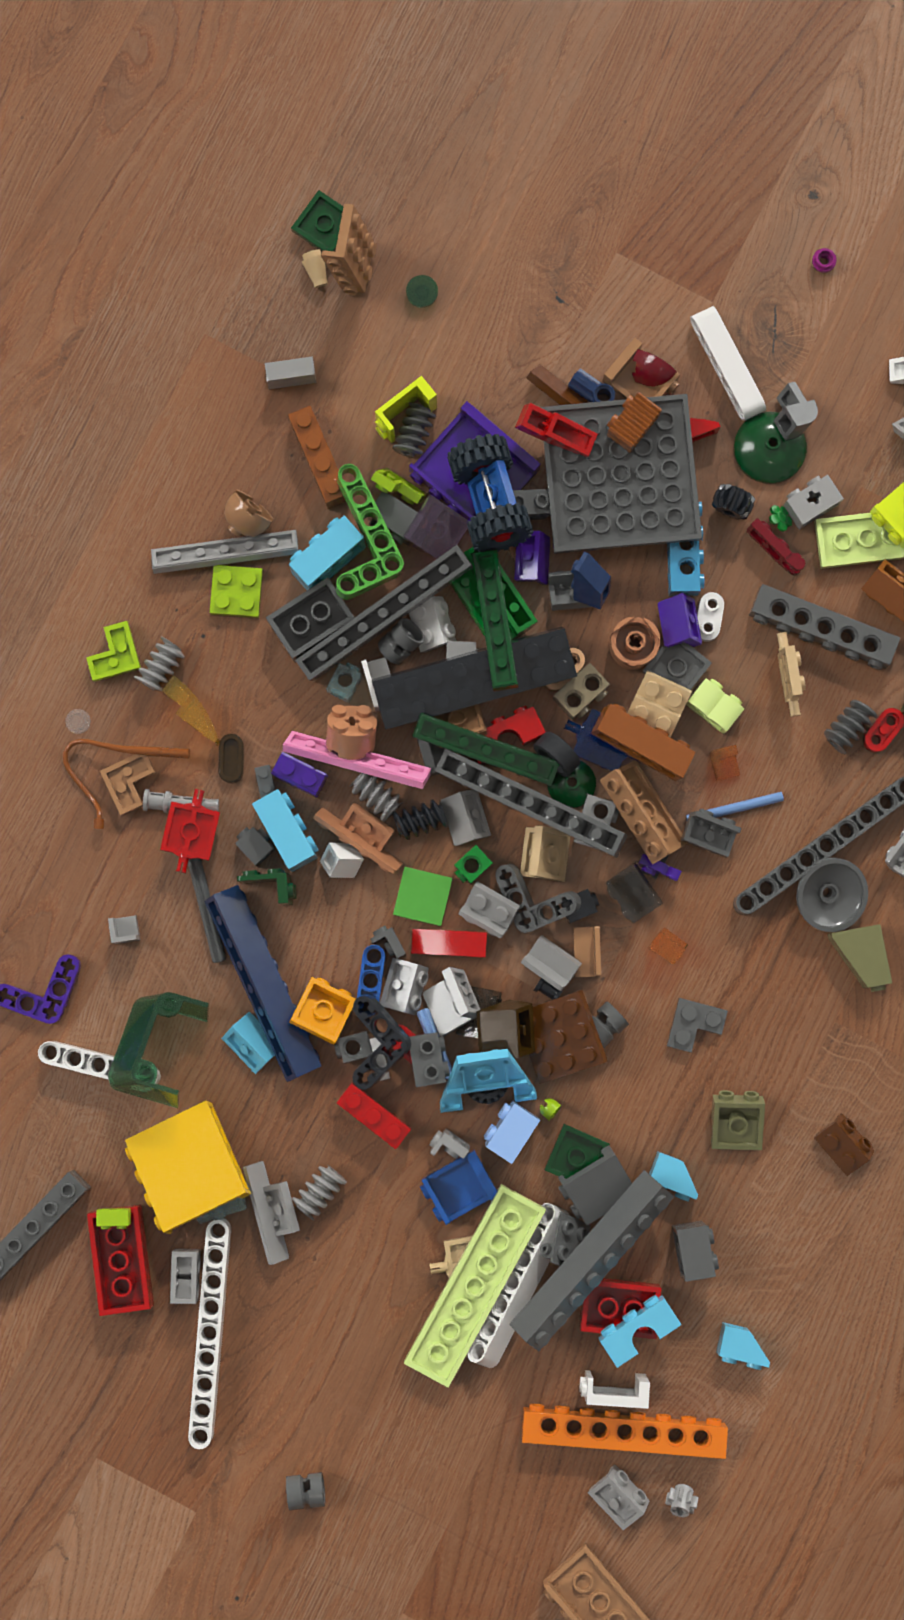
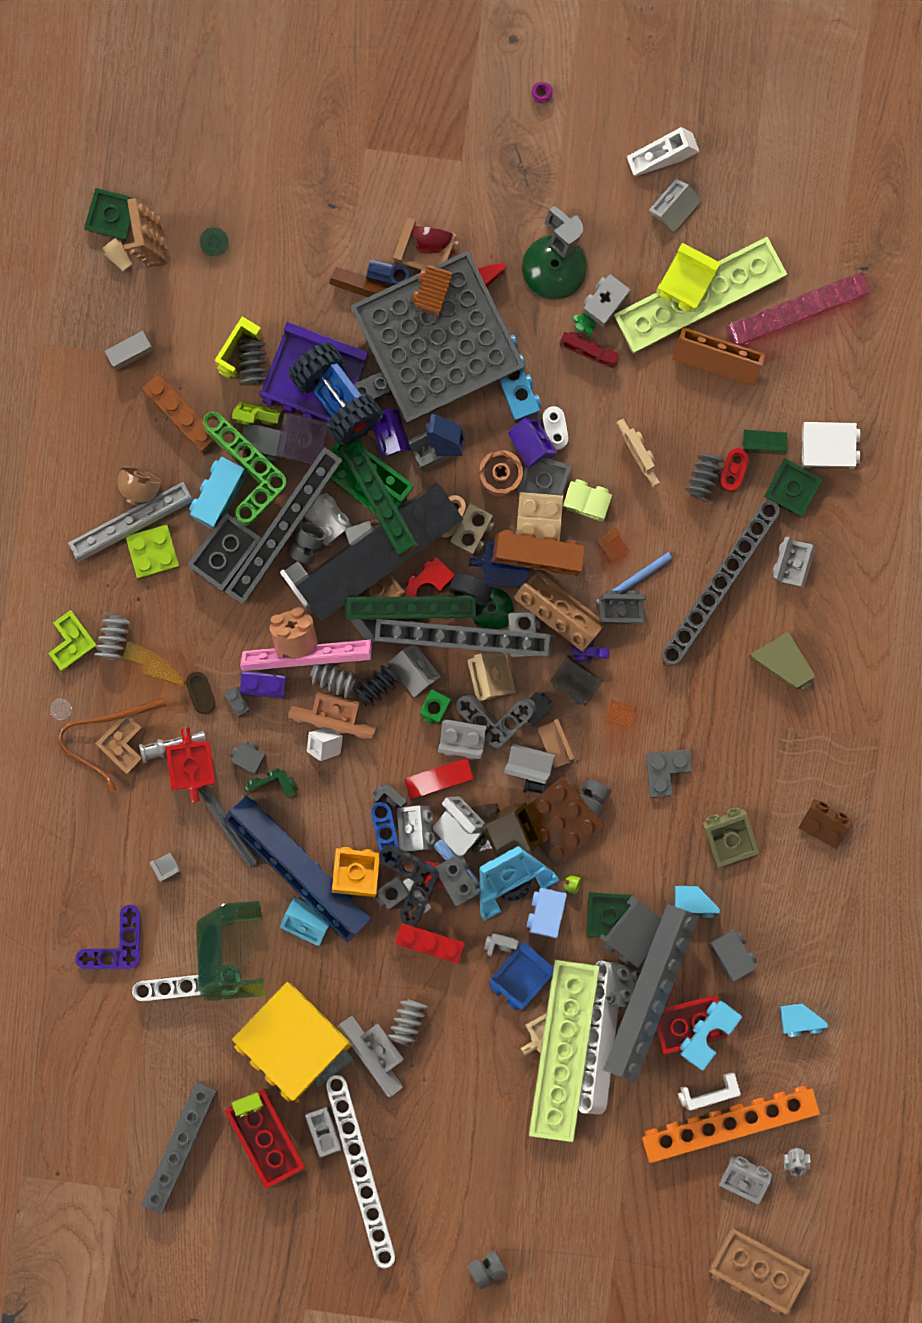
camera: 20 degrees left, 0 degrees up
(286, 829) = (269, 735): medium azure brick -> none
(339, 691) = (272, 604): clear light blue brick -> none
(422, 896) = (403, 748): bright green tile -> none
(556, 430) = (370, 321): red slope -> none
(728, 363) = (493, 209): white beam -> none
(733, 501) = (539, 325): black gear -> none
(845, 896) = (752, 624): dark grey dish -> none
(884, 642) = (708, 396): dark grey brick -> none

